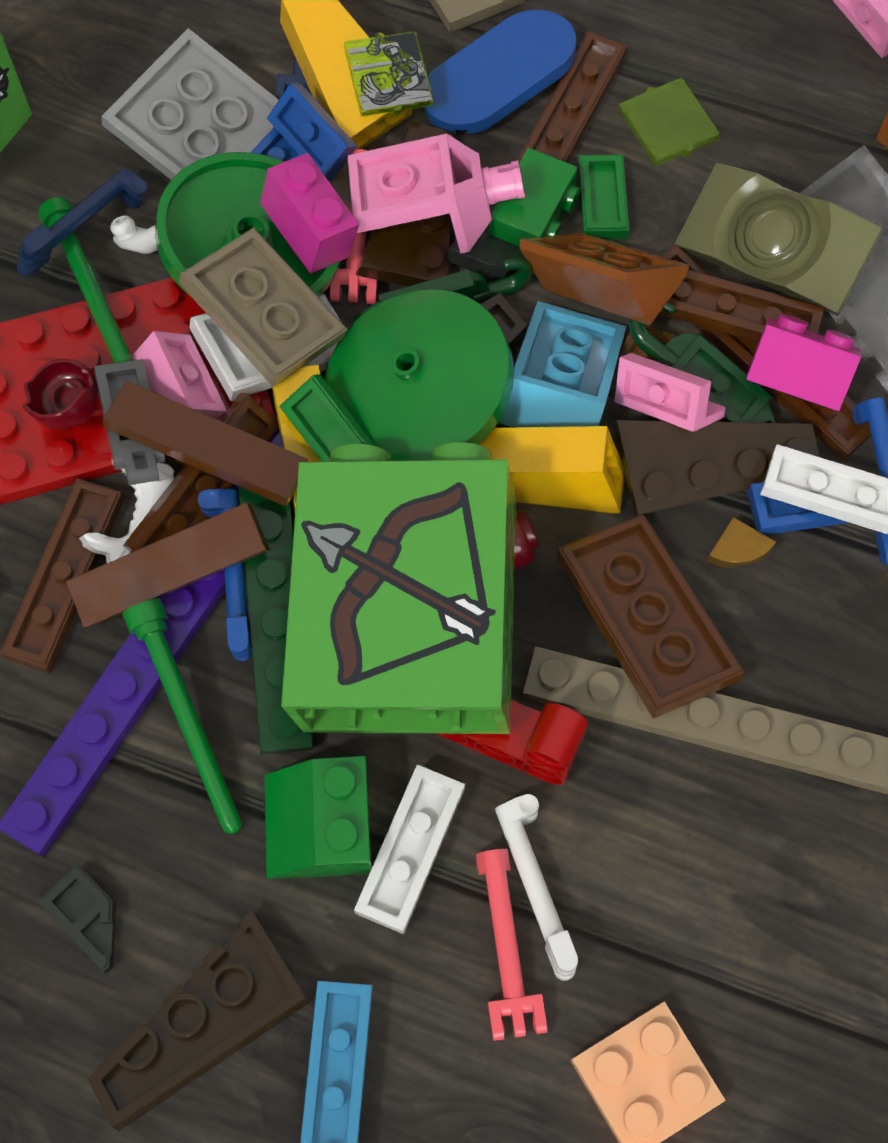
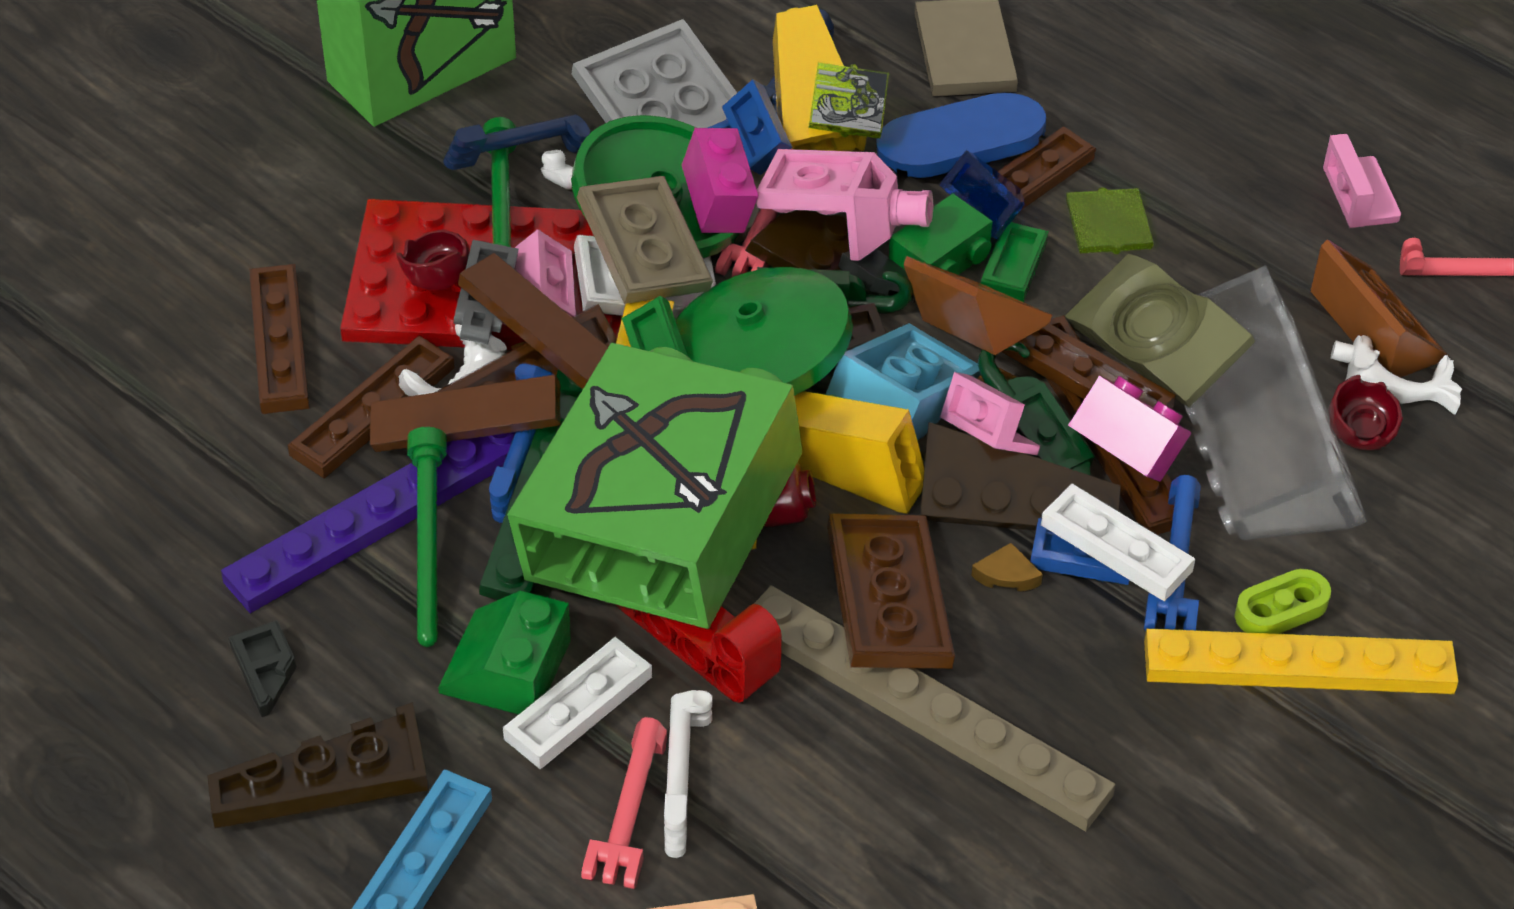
camera: 20 degrees right, 20 degrees down
(553, 133) = (985, 191): none -> clear blue slope

